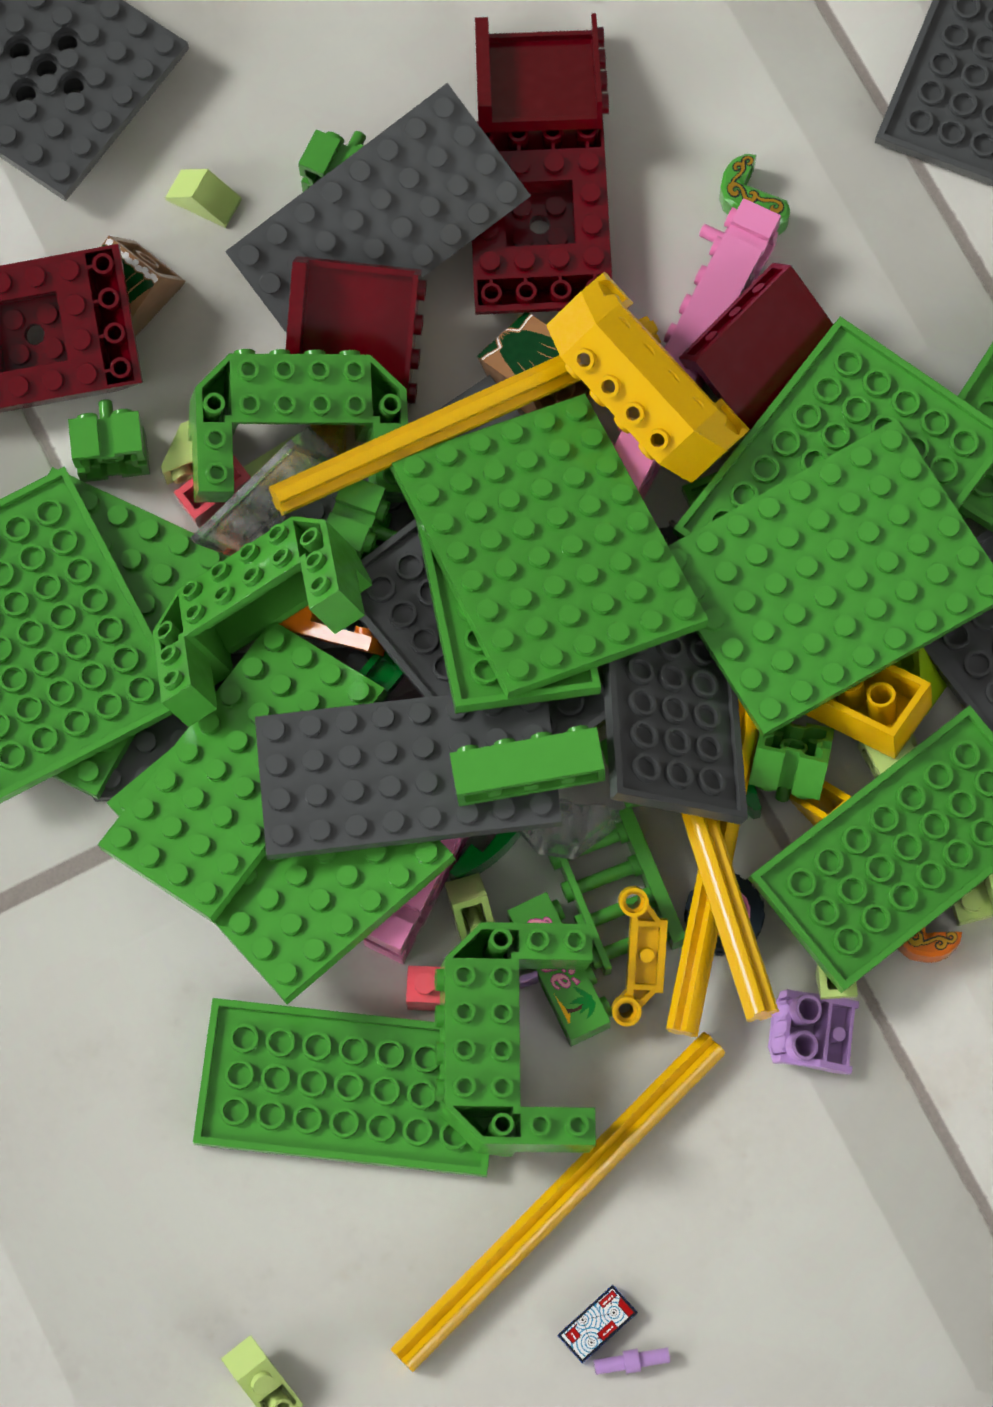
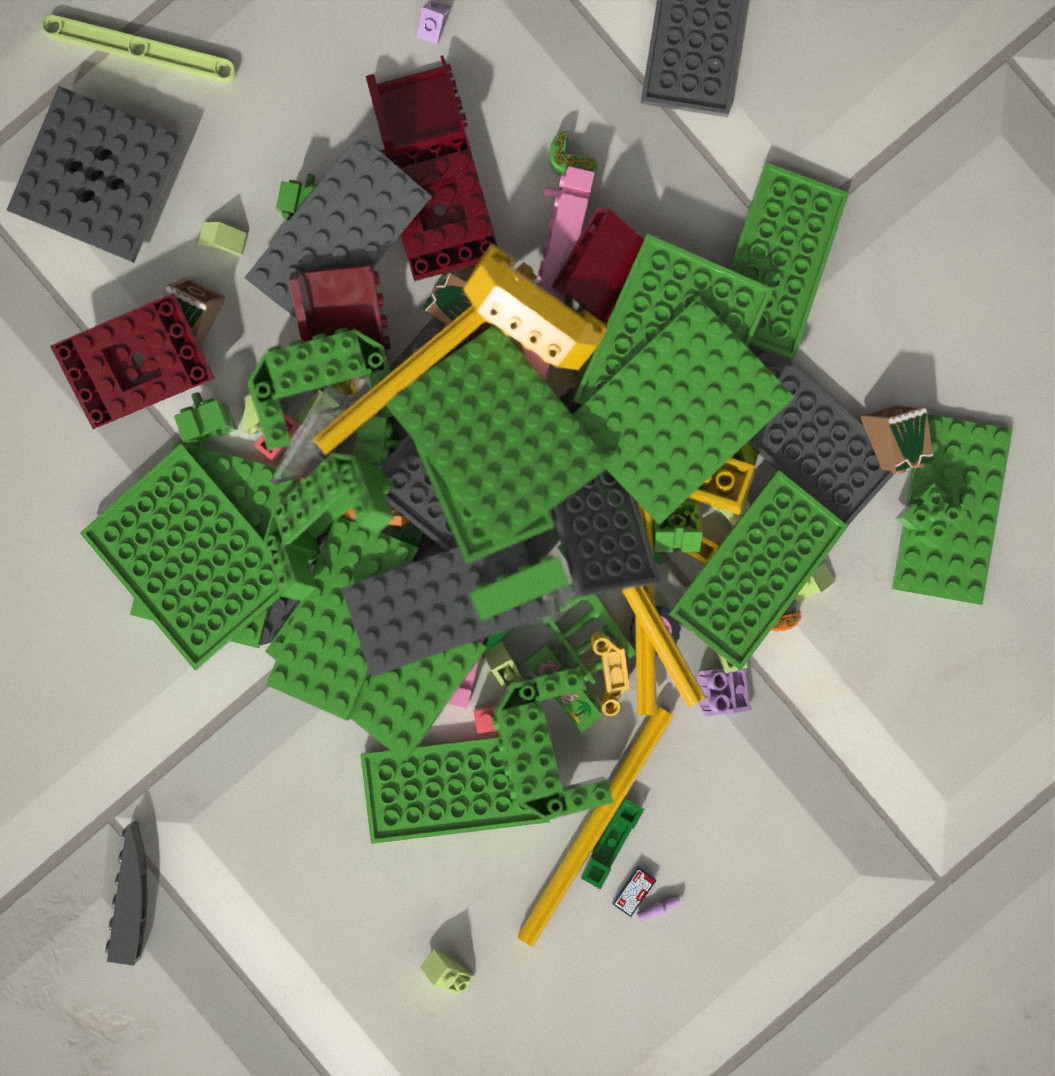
camera: 15 degrees left, 15 degrees up
(580, 1232) = (611, 842): none -> green slope

